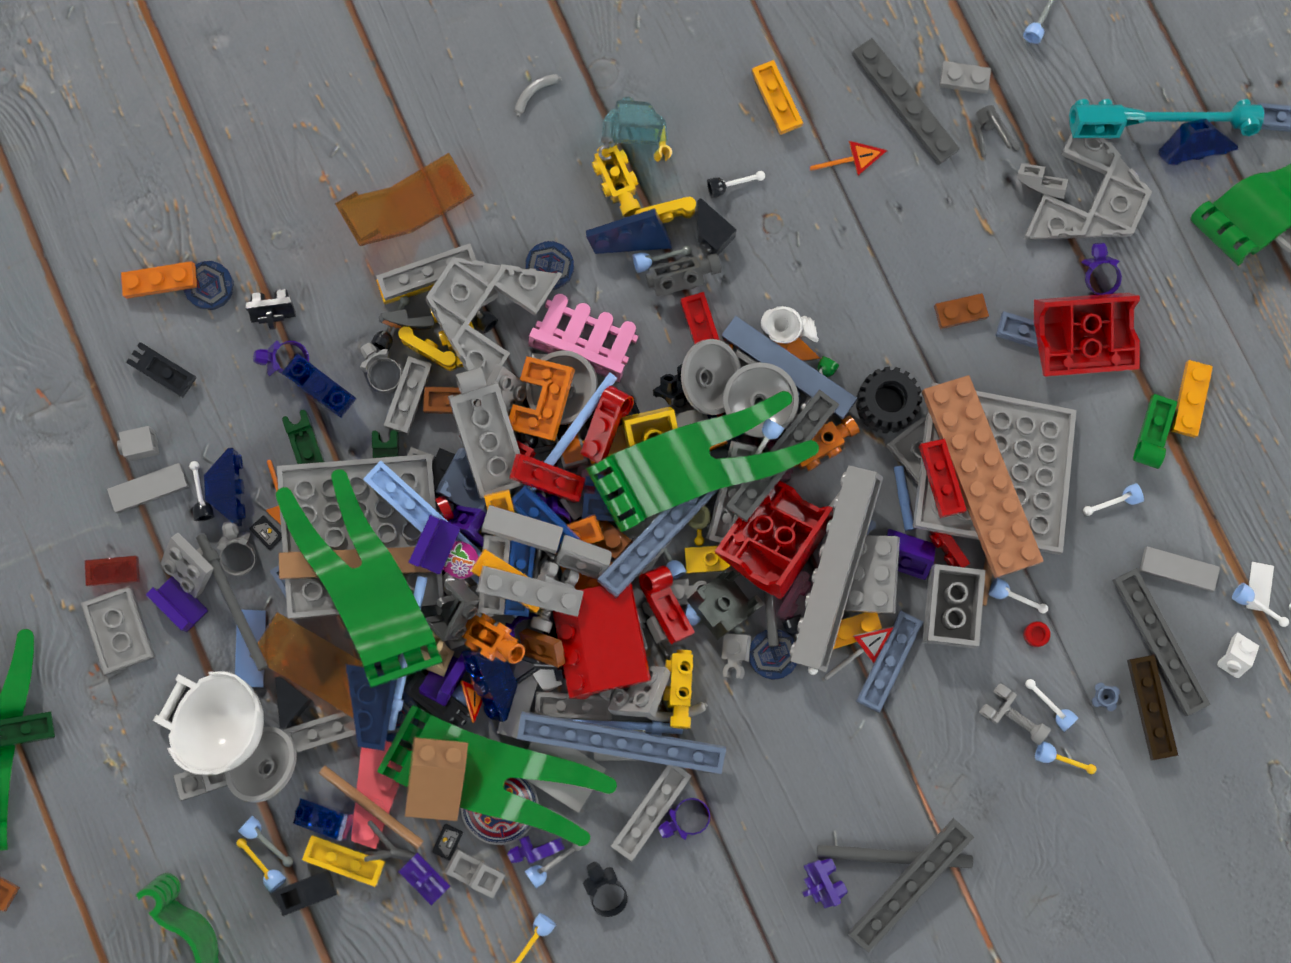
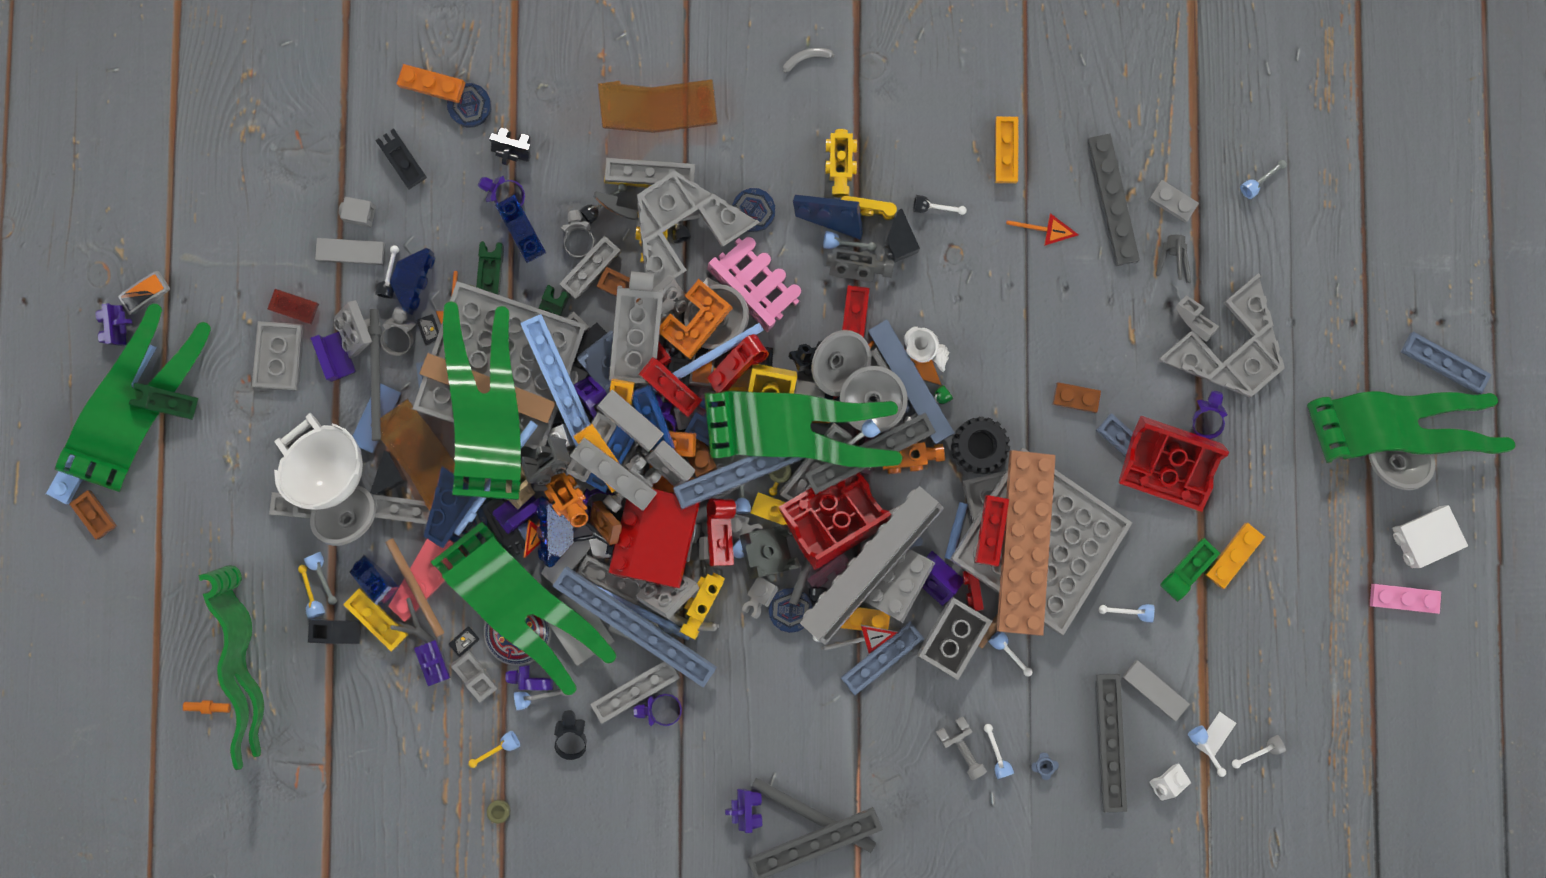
camera: 25 degrees right, 5 degrees up
(427, 349) = (622, 236): yellow plate -> none
(435, 544) = (554, 401): dark purple panel -> none
(436, 778) = (474, 588): medium nougat slope -> none
(444, 508) = (577, 374): red tile -> none
(461, 560) = (569, 421): sticker -> none
(635, 124) = (875, 122): clear light blue torso -> none
(1036, 634) = (1012, 690): red tile -> none
(1047, 753) = (975, 790): hinge -> none
(1110, 119) = (1277, 292): teal bar -> none
(1152, 707) = (1078, 792): dark brown plate -> none
(1196, 141) = (1342, 342): clear blue slope -> none

